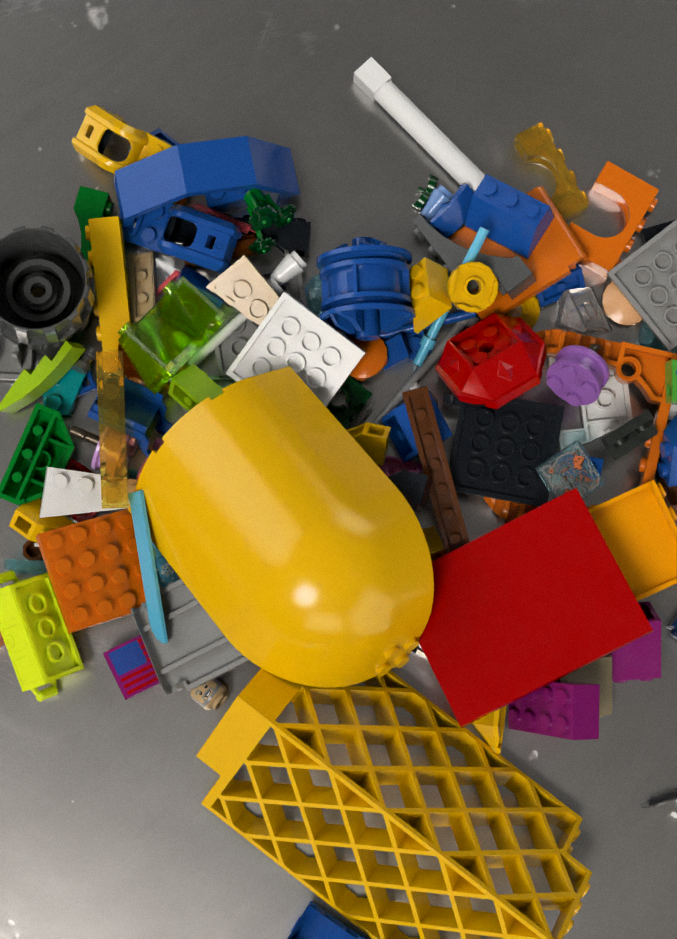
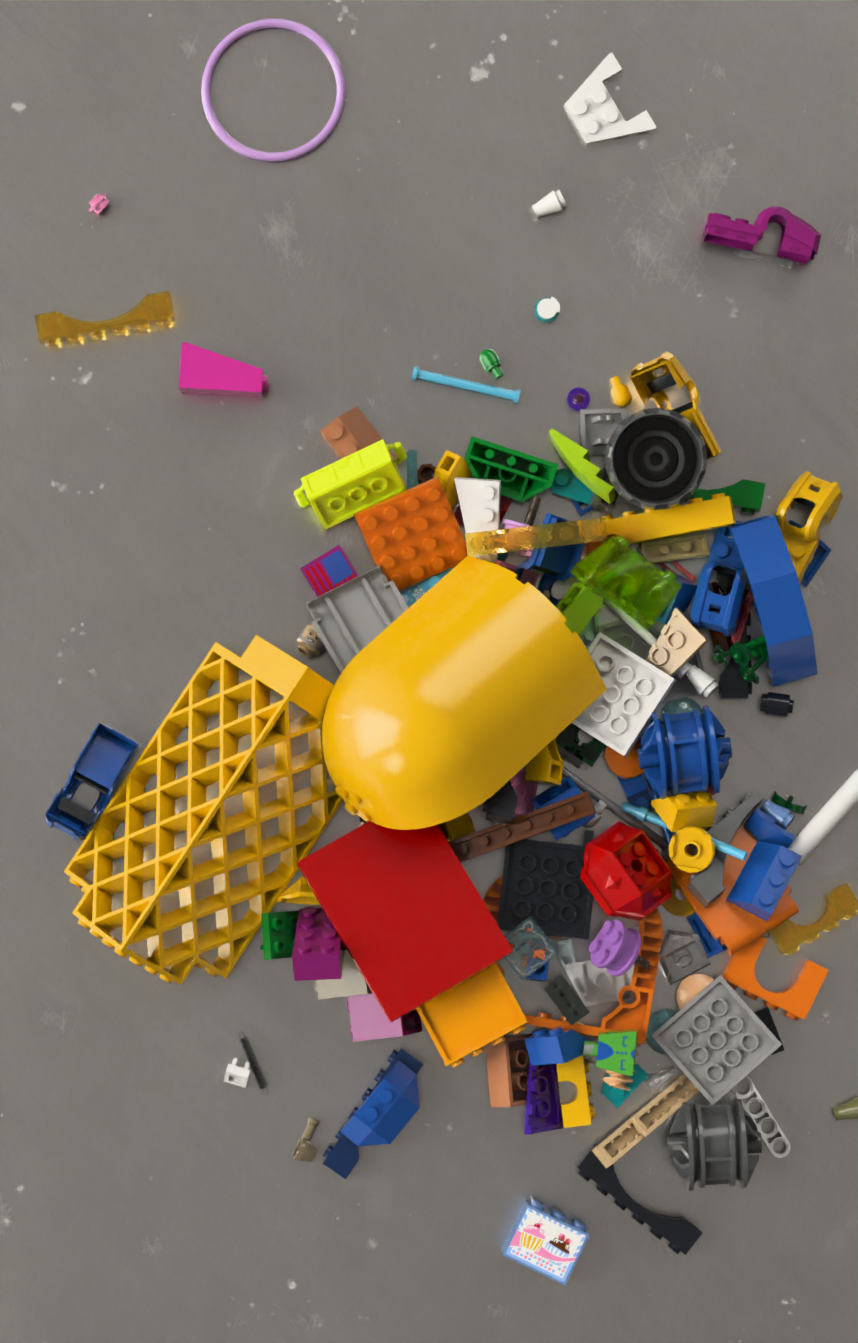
camera: 90 degrees right, 5 degrees up
(147, 560) = (417, 578): medium azure piece -> none
(319, 195) = (776, 704): none -> black brick
(537, 753) = (278, 934): none -> green plate

